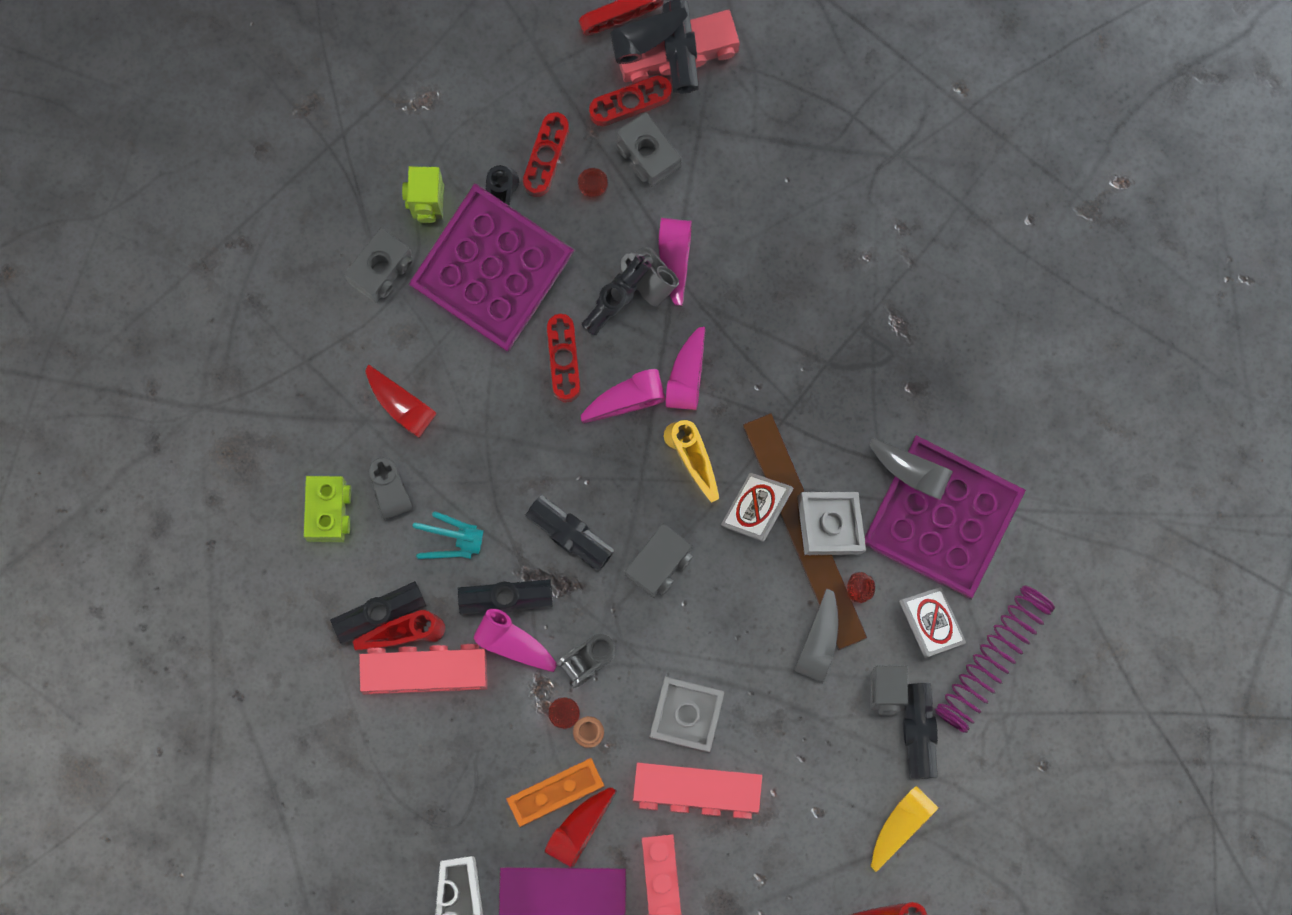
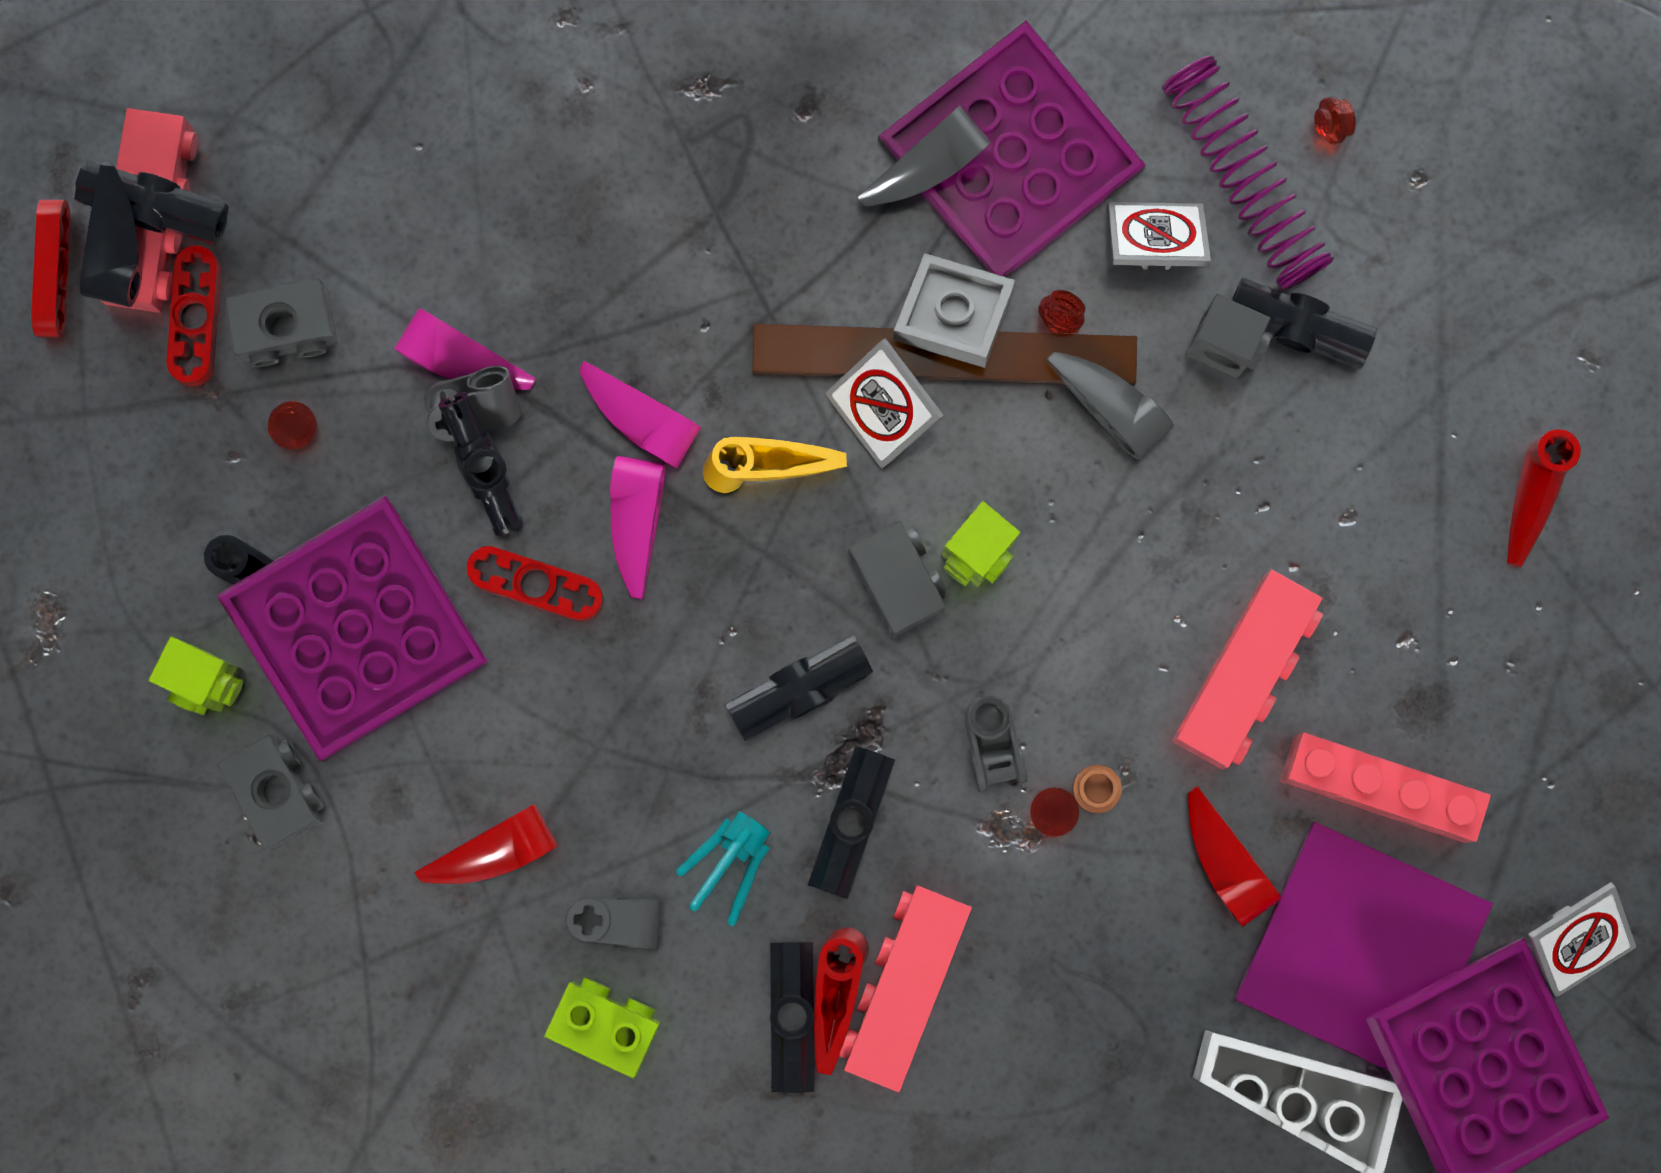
camera: 70 degrees left, 5 degrees up
(503, 638) = (908, 854): dark pink piece -> none
(545, 132) = (200, 441): red beam -> none
(555, 792) = (1163, 874): orange plate -> none
(687, 714) = (1135, 637): light grey plate -> none
(696, 598) = (980, 547): none -> lime brick
(902, 825) = (1419, 404): yellow piece -> none
(1053, 697) = (1335, 119): none -> clear red plate

